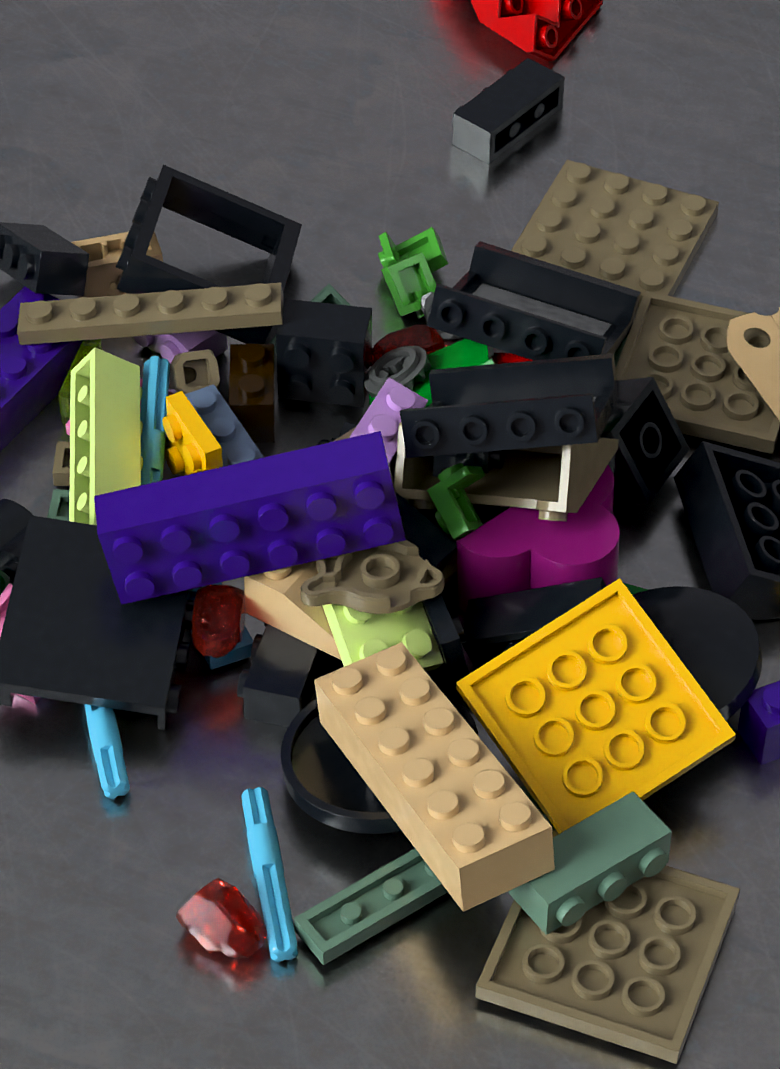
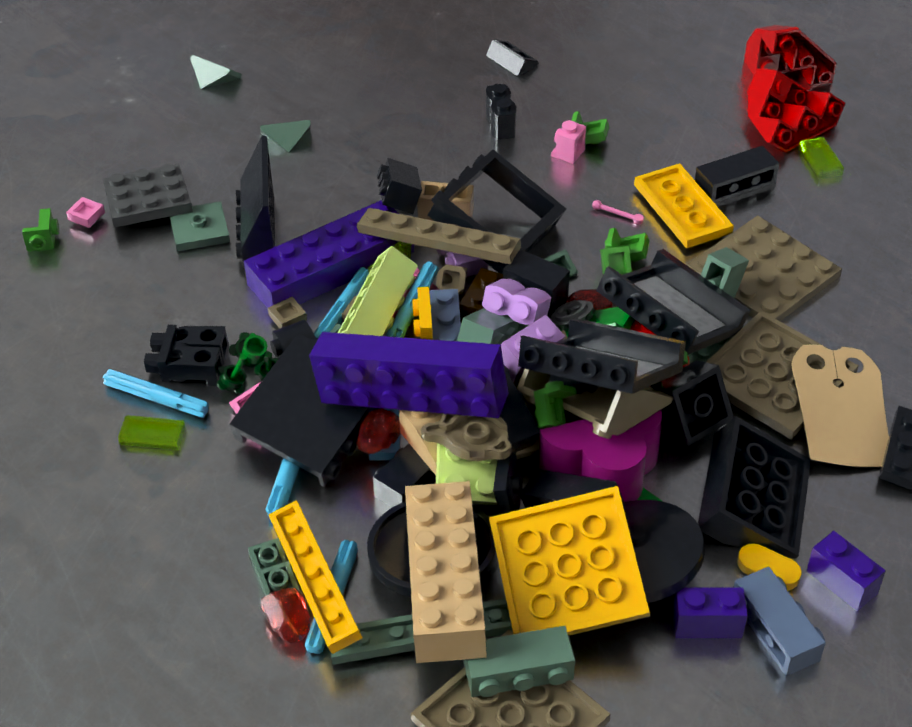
camera: 25 degrees right, 0 degrees up
(42, 456) = (335, 314): none -> medium azure axle
(81, 24) = (511, 57): none -> slope
(119, 108) = (500, 111): none -> black brick
(158, 867) = (272, 566): none -> sand green slope
(238, 852) = (315, 577): none -> yellow plate
(245, 126) = (569, 141): none -> bright pink brick
(265, 104) = (595, 130): none -> bright green bracket
(299, 419) = (488, 328): none -> sand green brick
(306, 374) = (516, 301): none -> lavender brick
(399, 211) = (637, 218): none -> bright pink hinge
(456, 174) = (683, 205): none -> yellow plate
(579, 244) = (725, 270): none -> sand green brick
(607, 54) = (821, 157): none -> clear neon green tile

